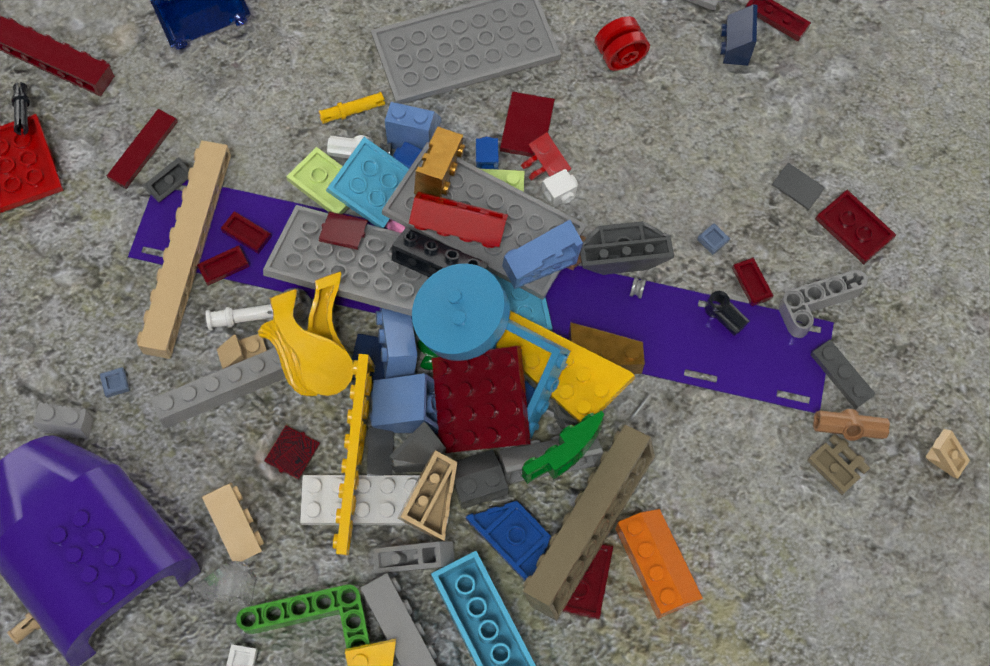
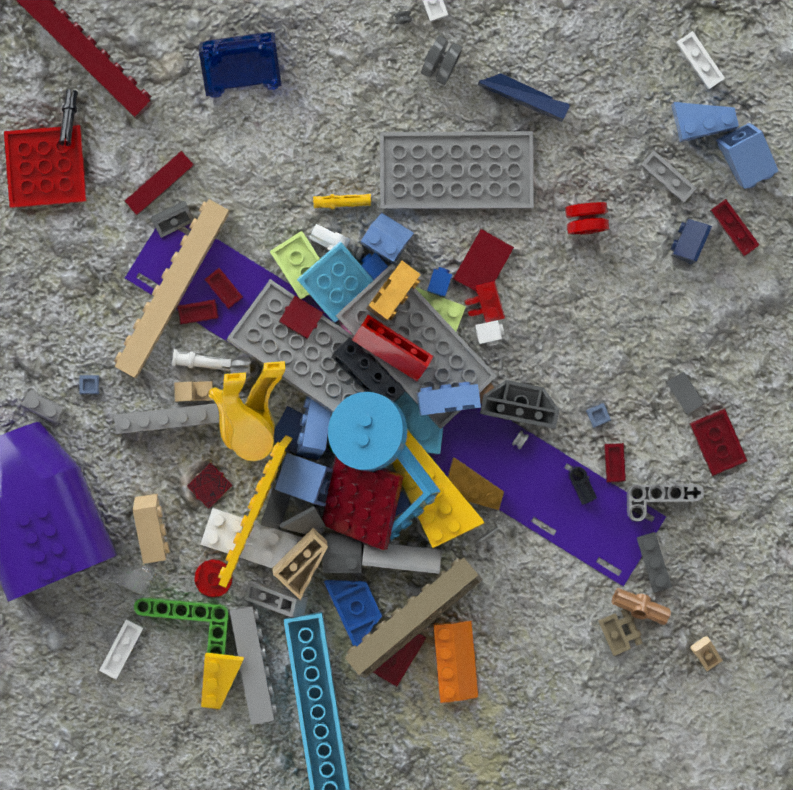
camera: 25 degrees right, 20 degrees up
(324, 564) = (207, 578): none -> red tile
(573, 445) = (418, 563): green slope -> none

